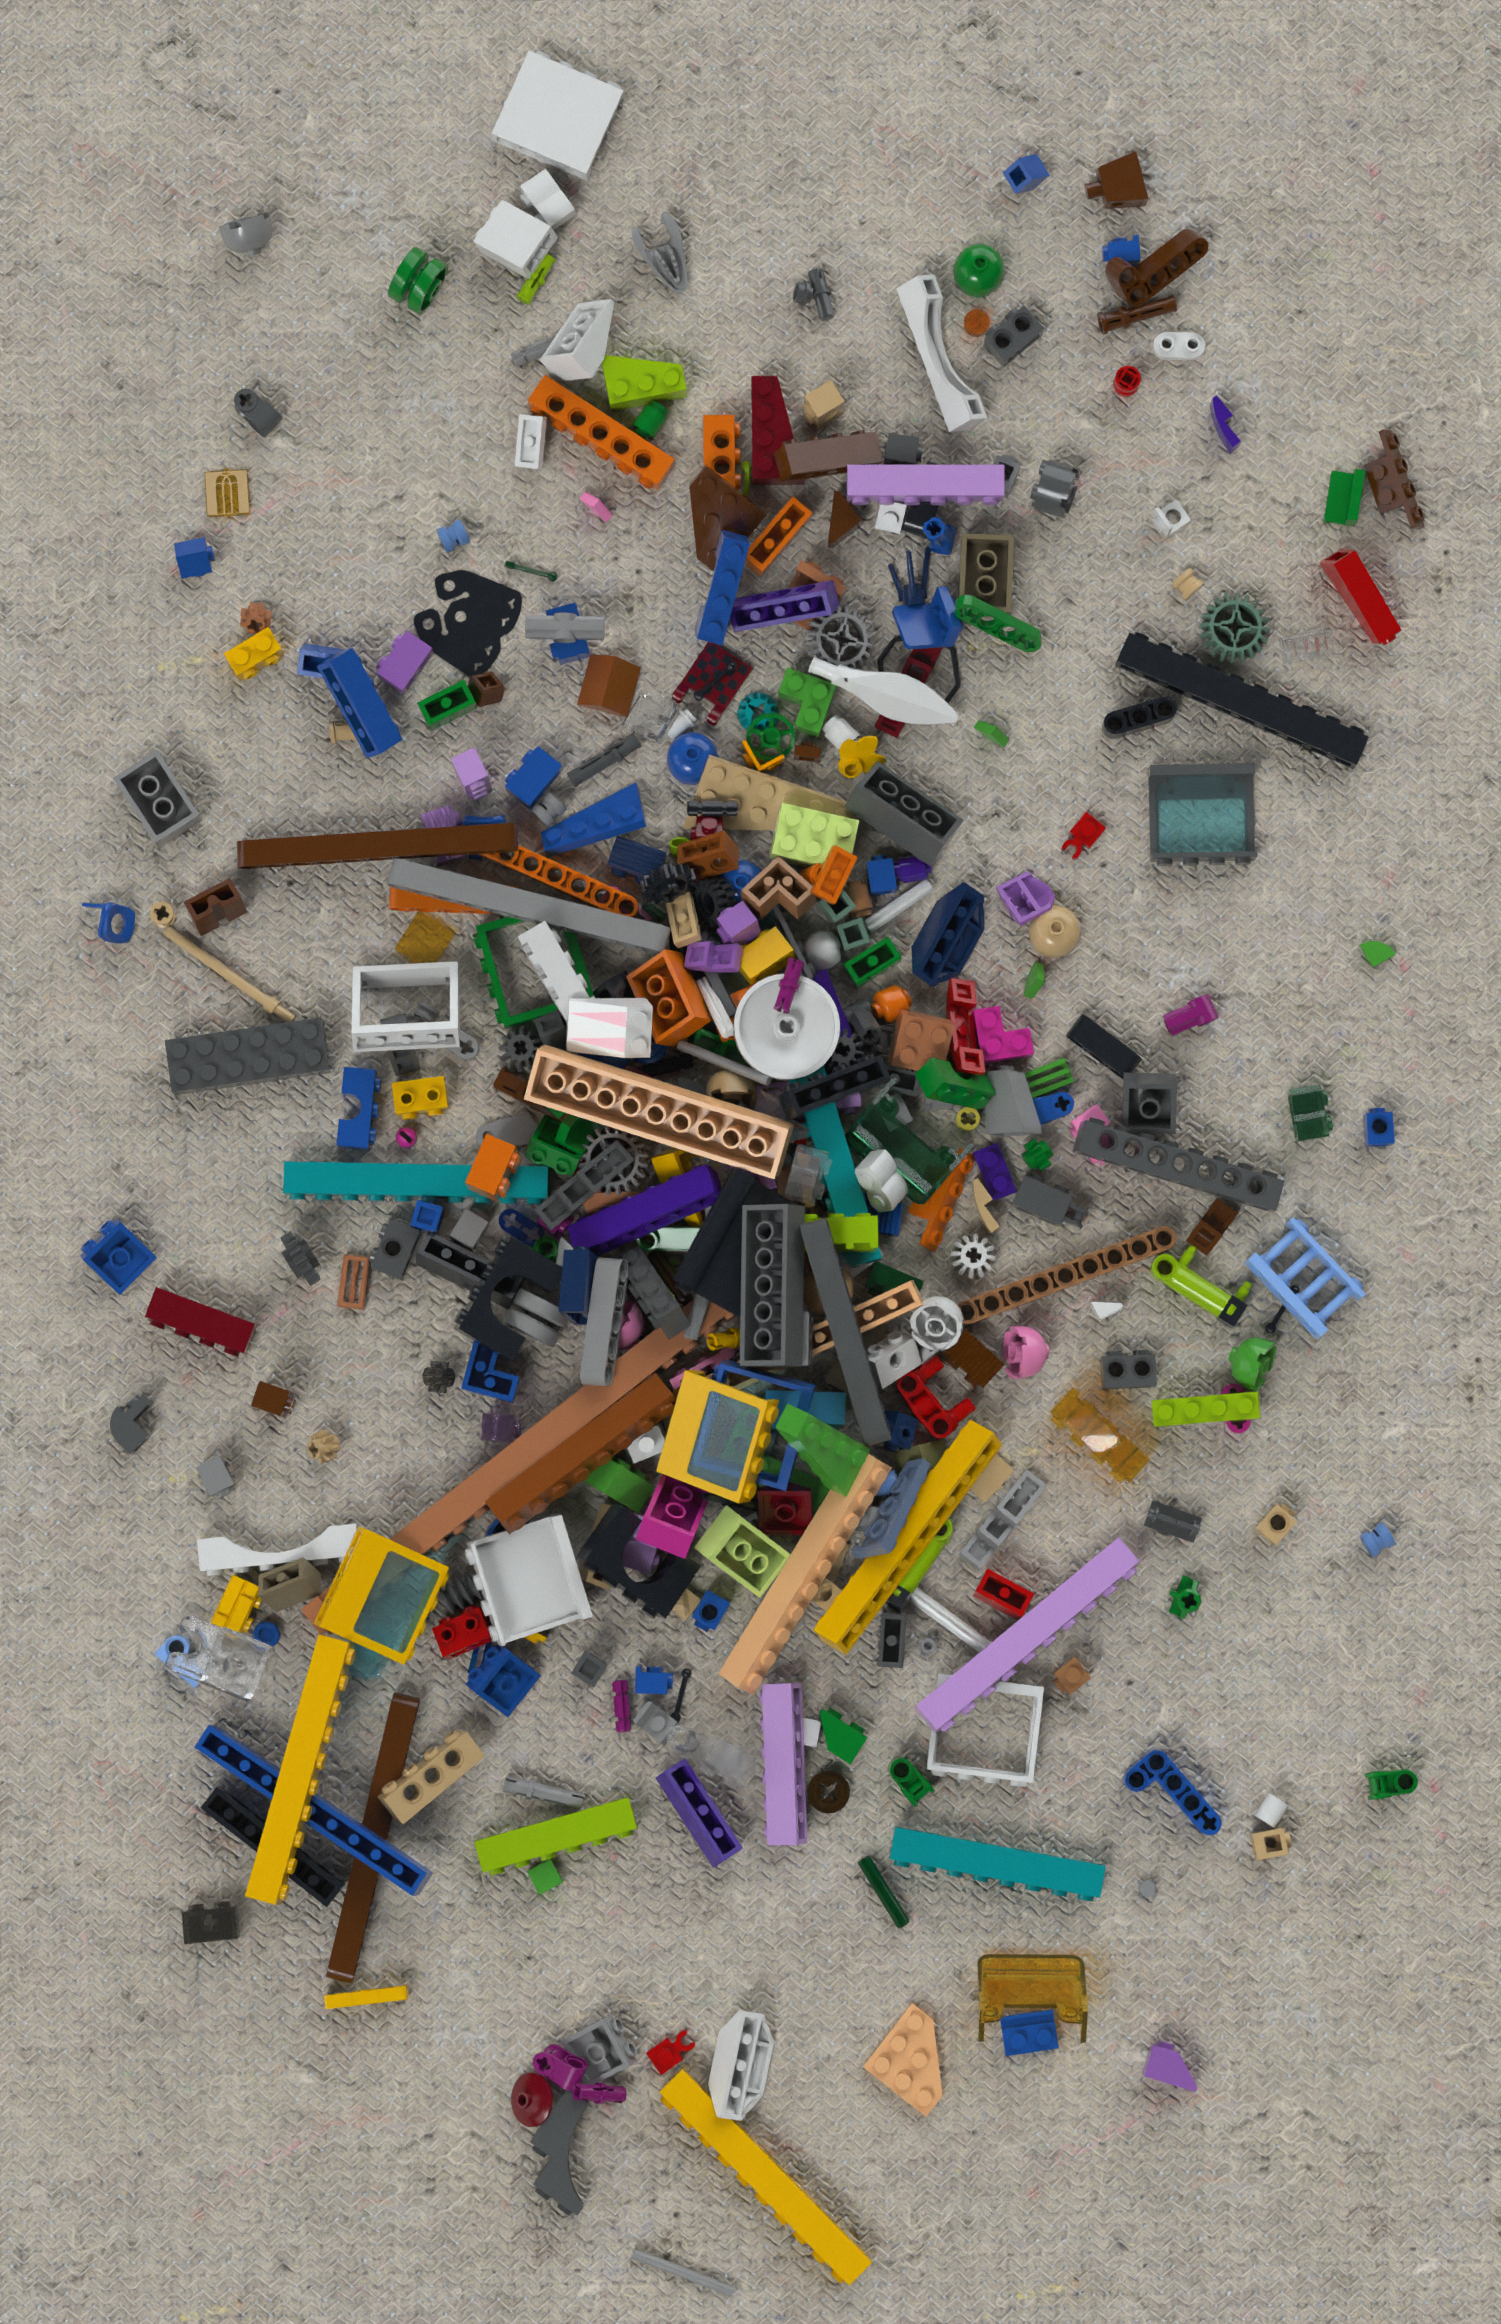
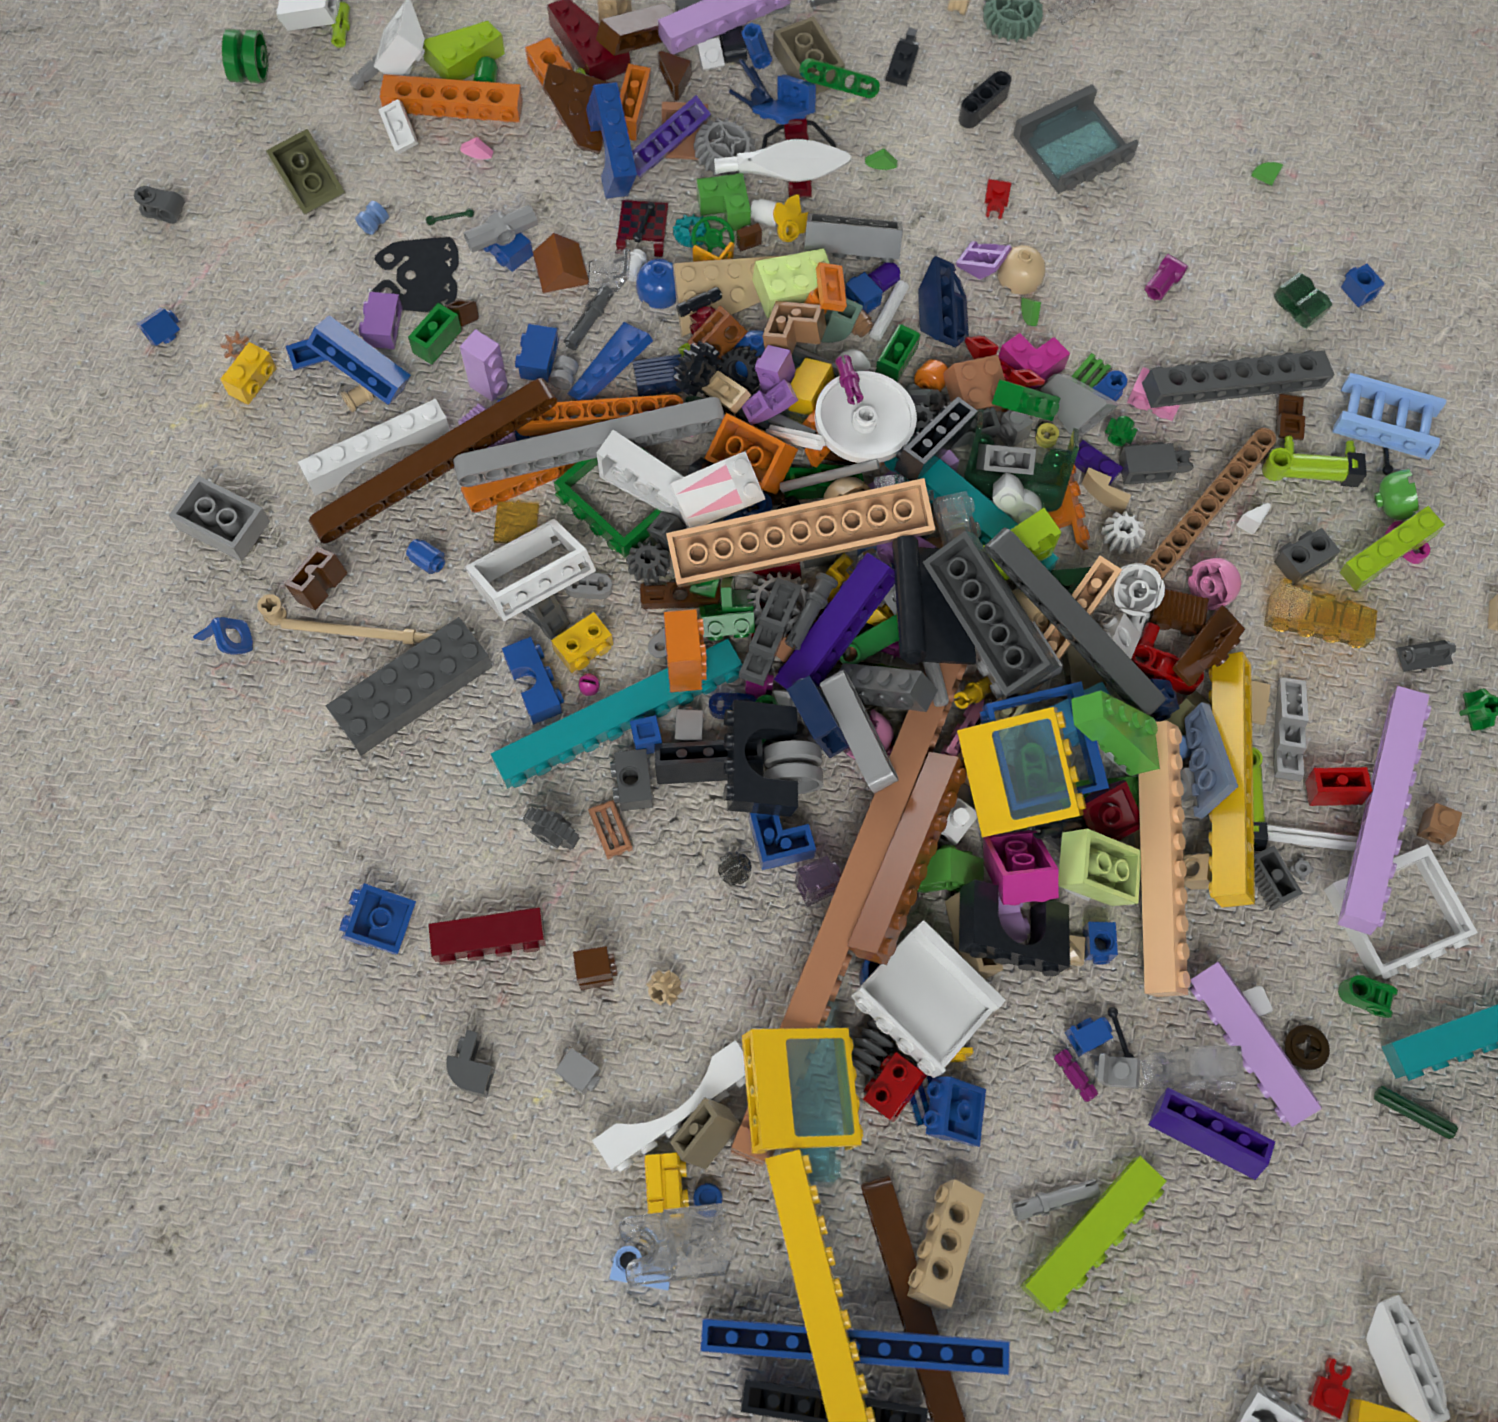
camera: 30 degrees left, 15 degrees down
(227, 493) = (165, 275): piece -> none
(247, 234) = (87, 86): light grey cylinder -> none
(324, 934) = (425, 556): none -> blue brick
(351, 795) = (333, 464): none -> white arch
(413, 448) = (304, 171): none -> olive slope
(545, 1876) = (1107, 1283): bright green tile -> none
(589, 1668) = (1029, 1054): dark grey brick -> none
(640, 1179) = (816, 600): none -> dark grey pin
(841, 1738) = (1287, 990): green slope -> none
(853, 933) = (869, 339): sand green brick -> none
(894, 1135) = (1006, 459): none -> light grey brick
(971, 1410) = (1209, 646): none -> reddish brown bracket
(1089, 622) = (903, 59): none -> black hinge
(1103, 1046) = (1116, 330): black beam -> none
(1150, 1102) = (1184, 342): dark grey brick -> none
(1242, 700) = (1052, 55): black brick -> none

